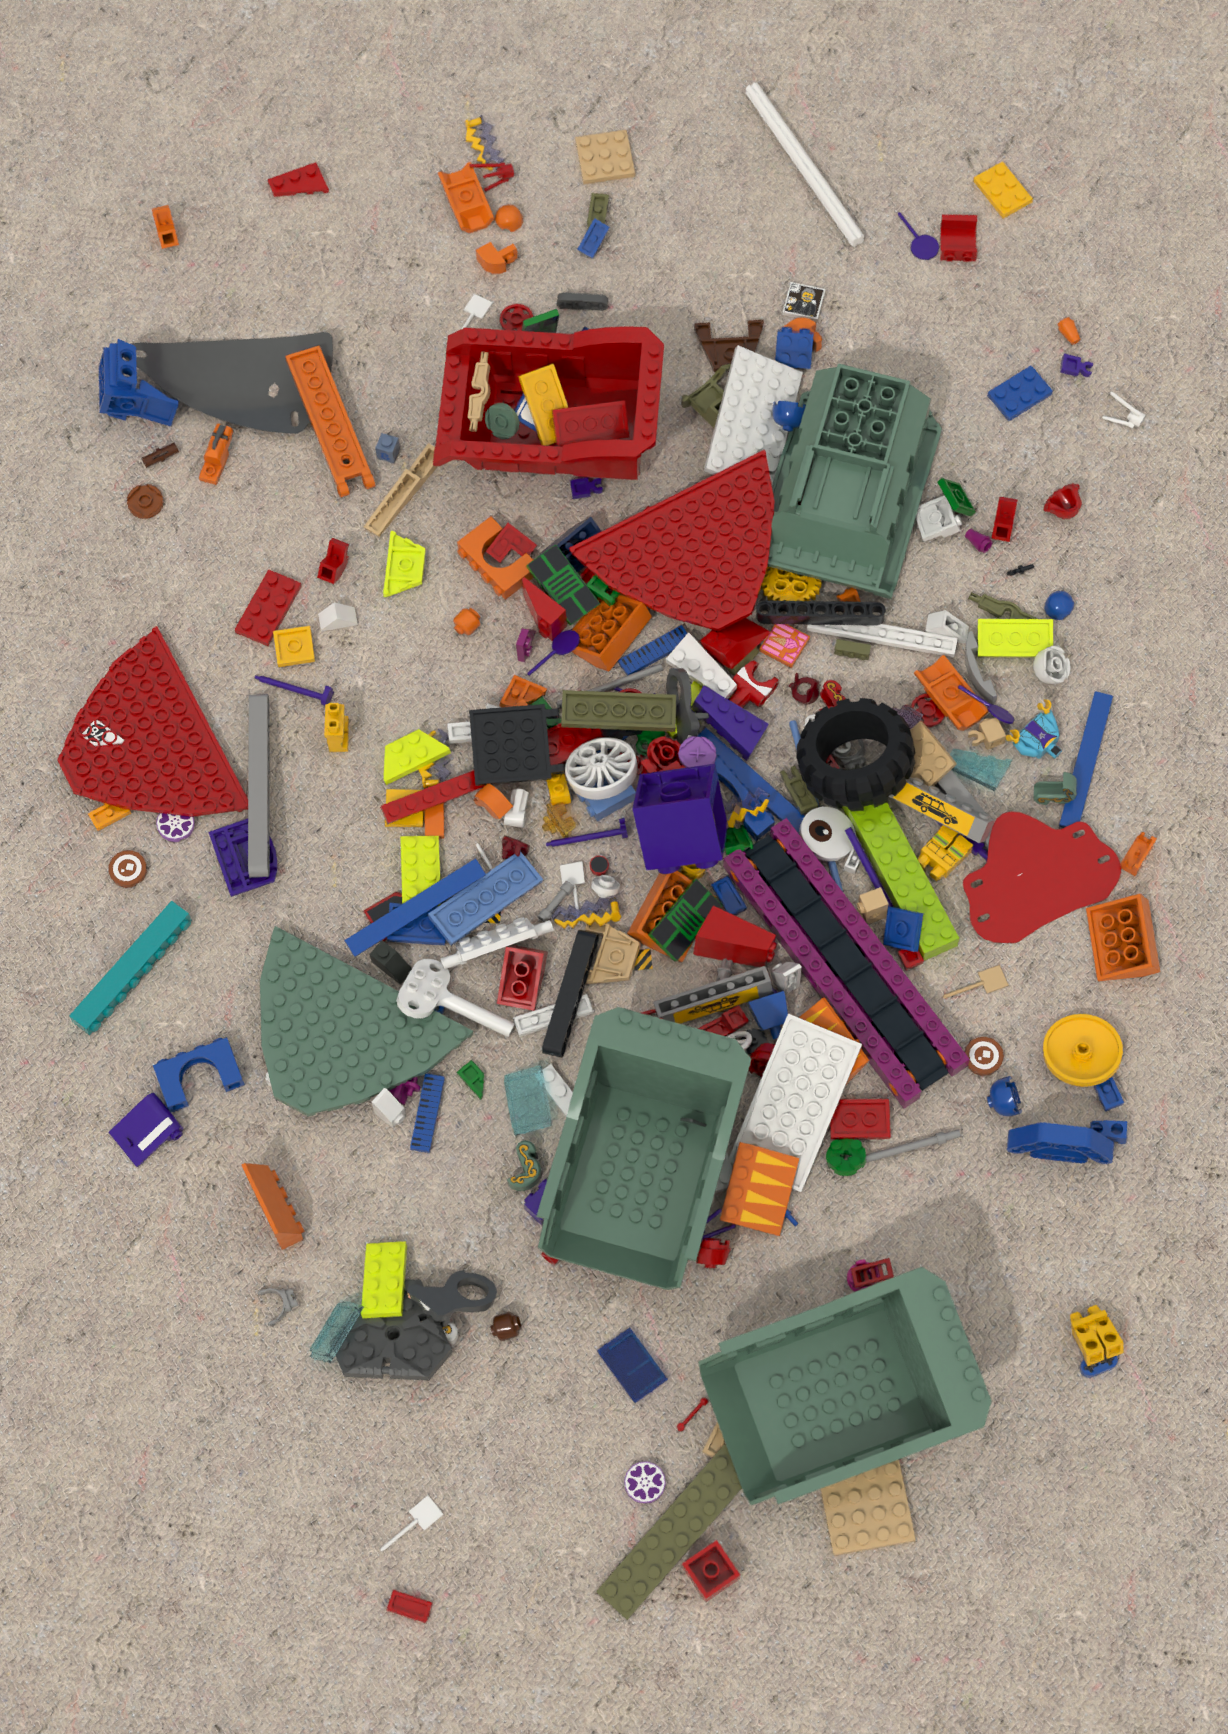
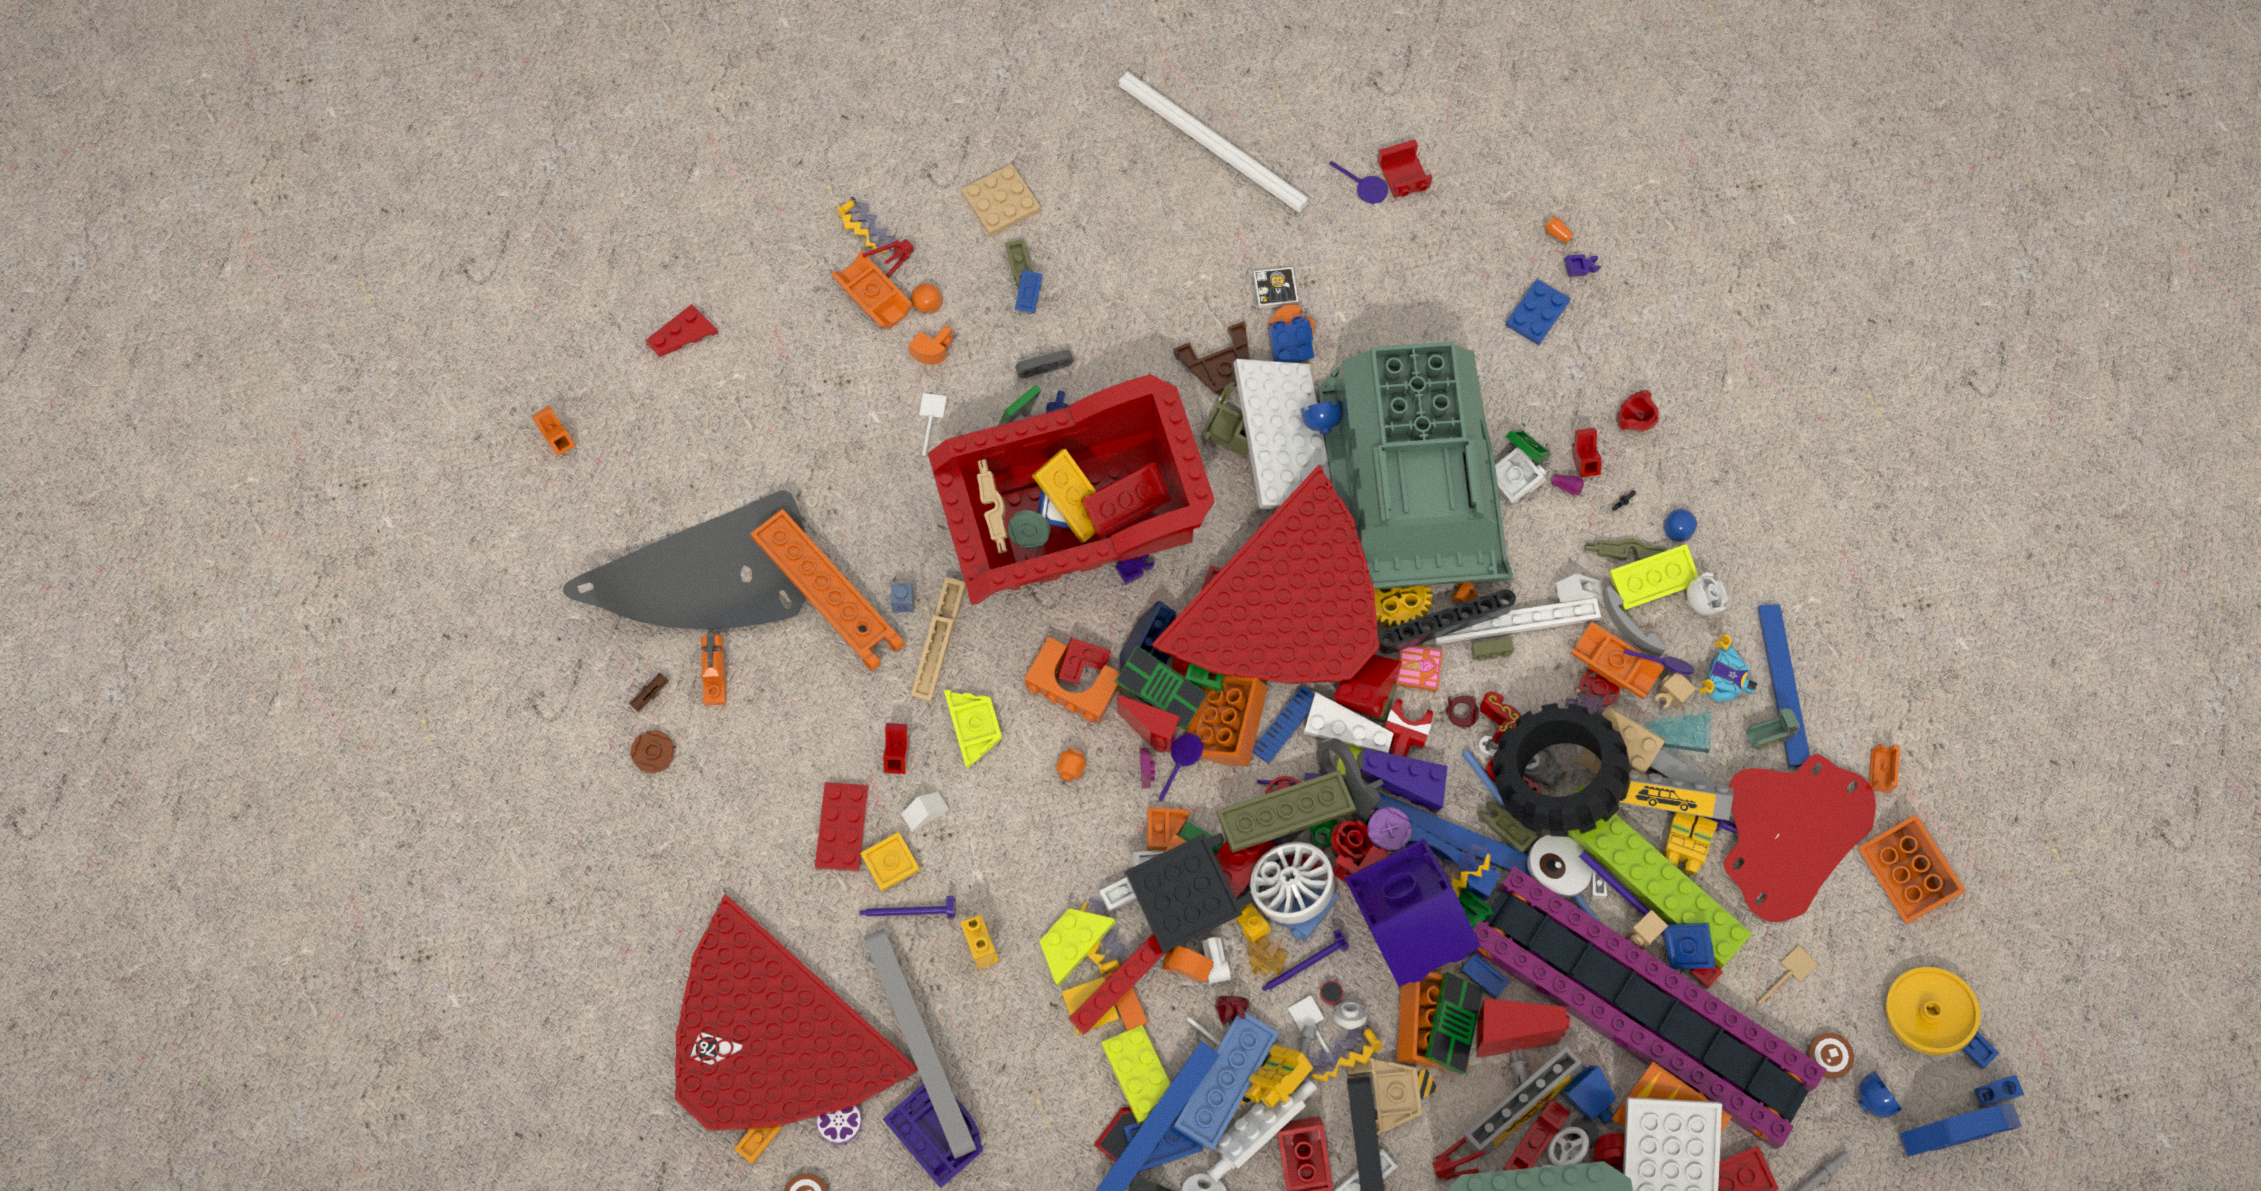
camera: 25 degrees left, 0 degrees up
(119, 393) = (583, 642): blue piece -> none
(515, 318) = (981, 406): red wheel -> none
(526, 908) = (1278, 1076): none -> yellow hips
(624, 680) = (1259, 777): light grey bar -> none
(786, 976) = (1591, 1046): white slope -> none
(1002, 190) = (1424, 104): yellow plate -> none
(1135, 416) = (1664, 297): white plant -> none

